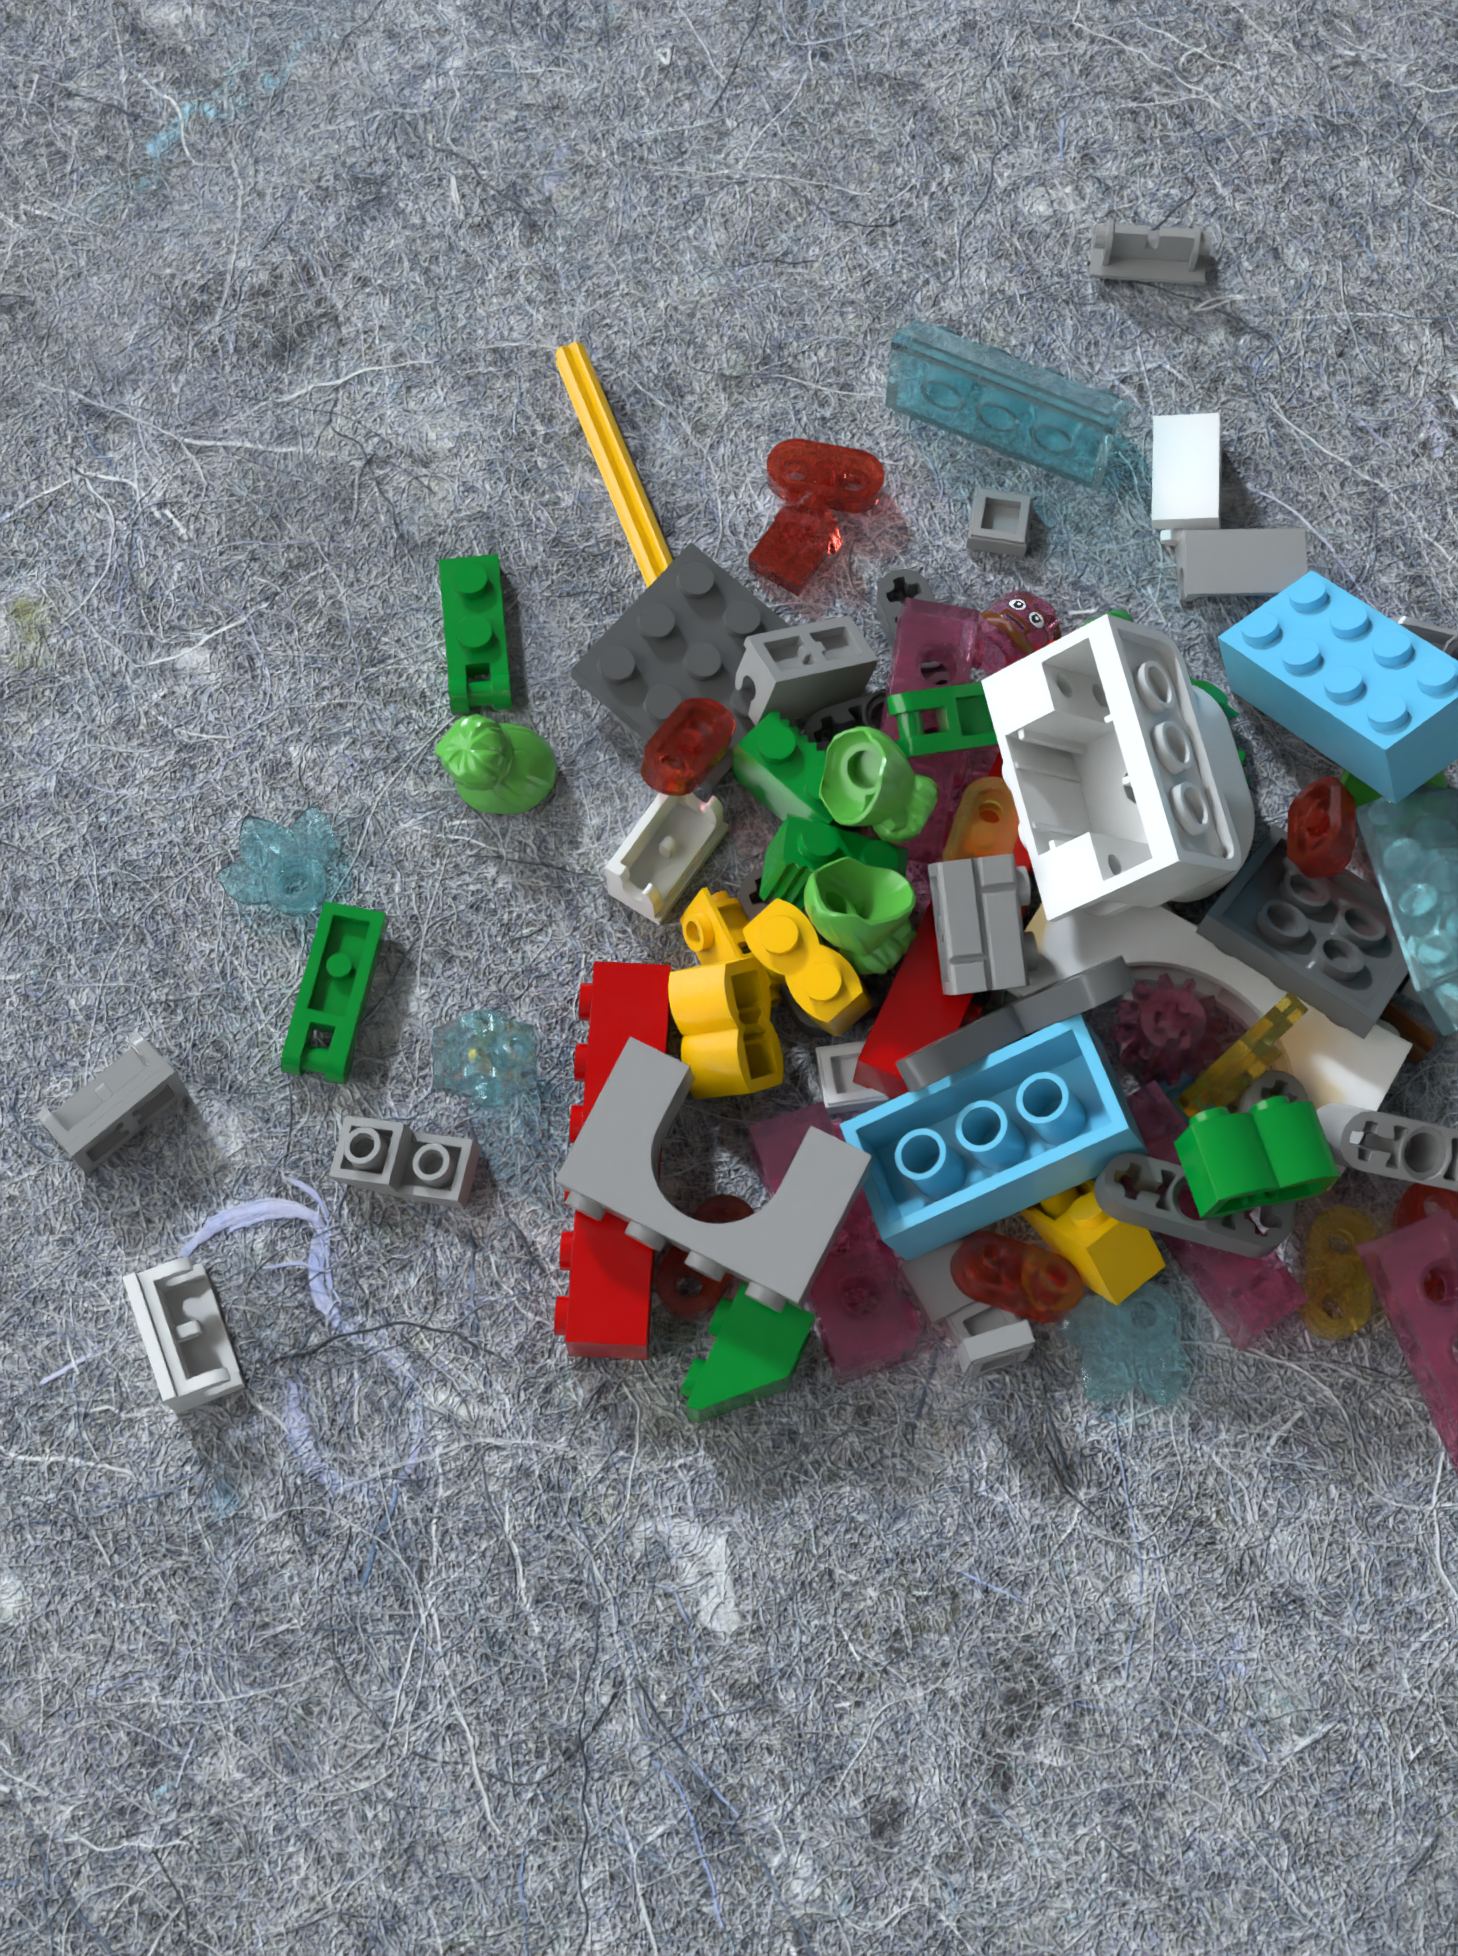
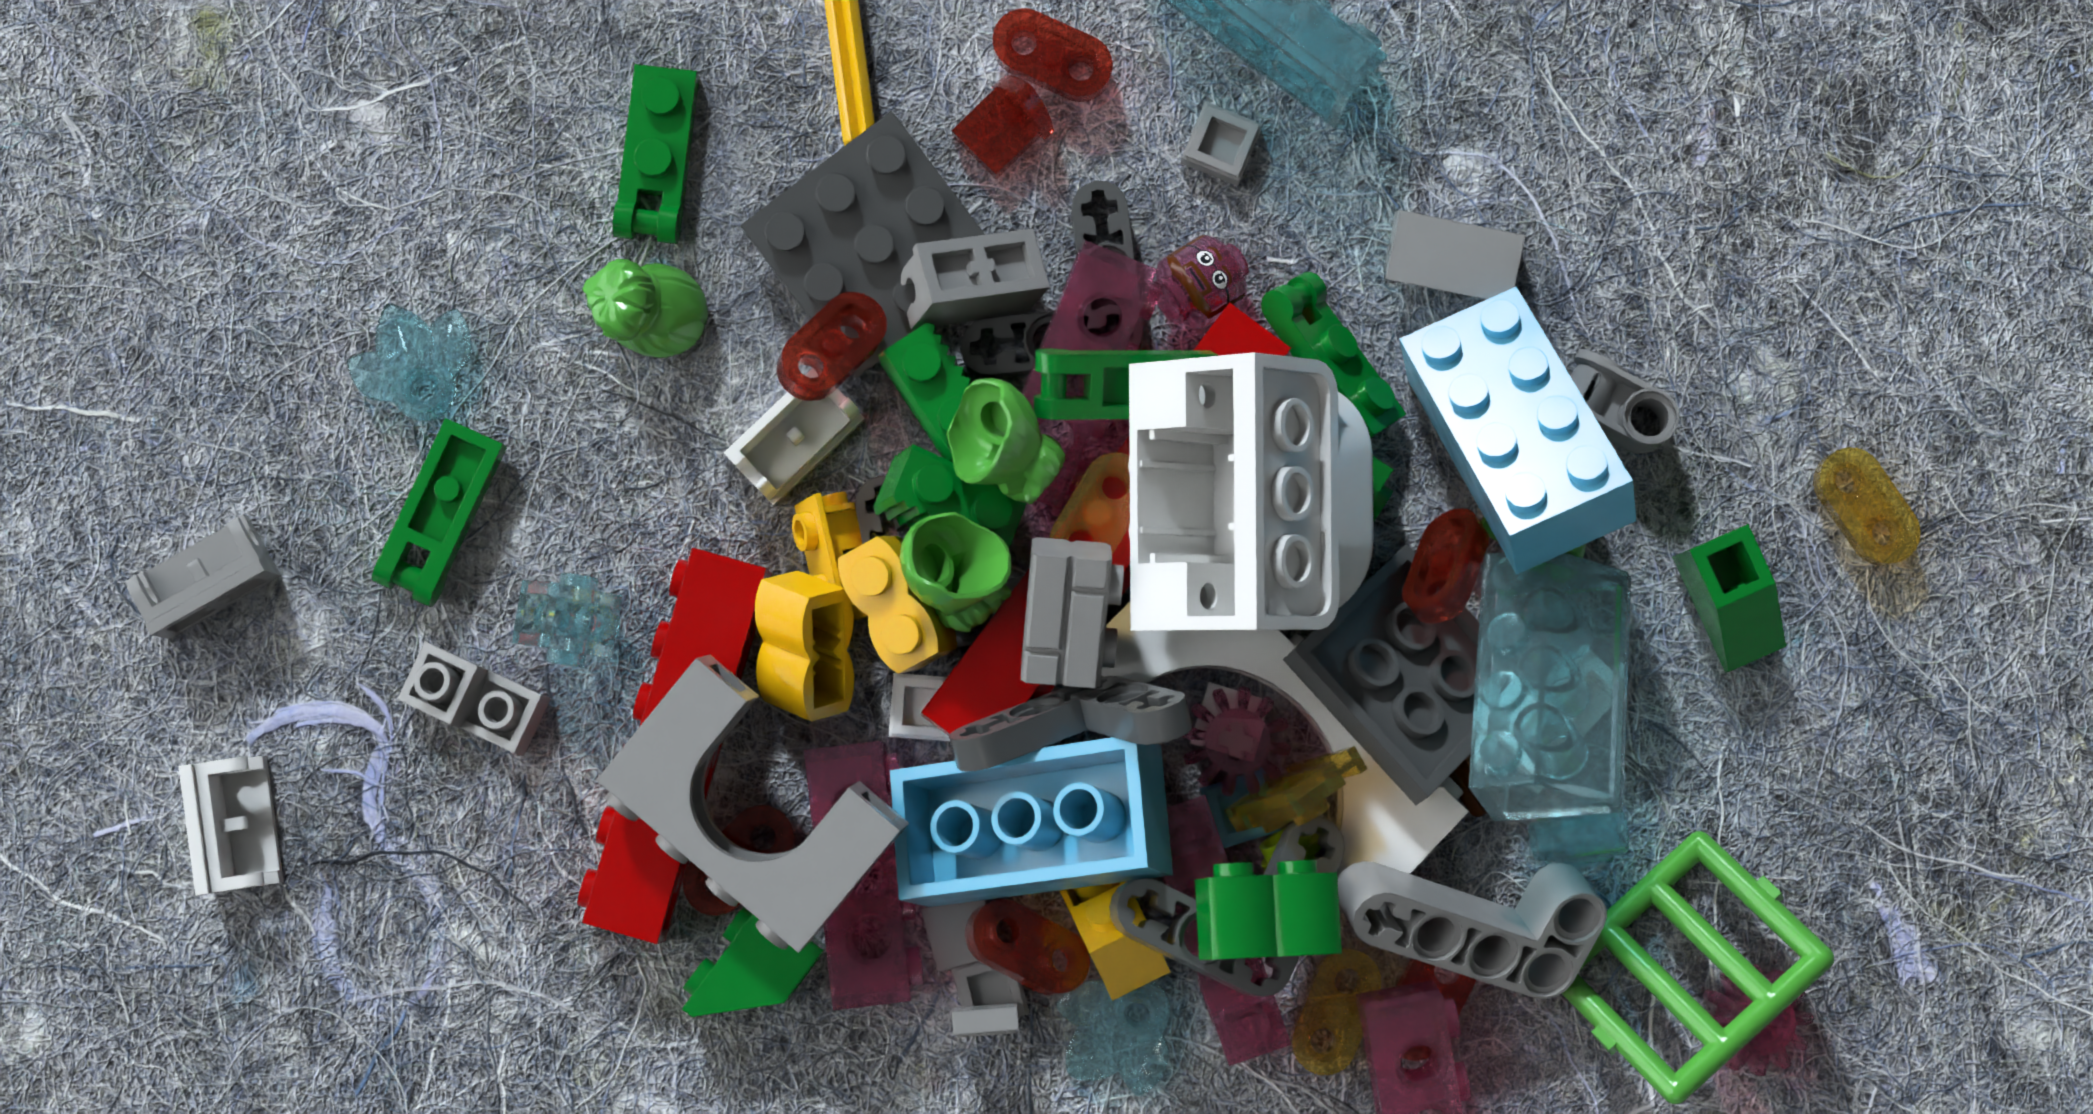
camera: 10 degrees right, 15 degrees up
(1186, 474) = (1425, 143): white hinge -> none

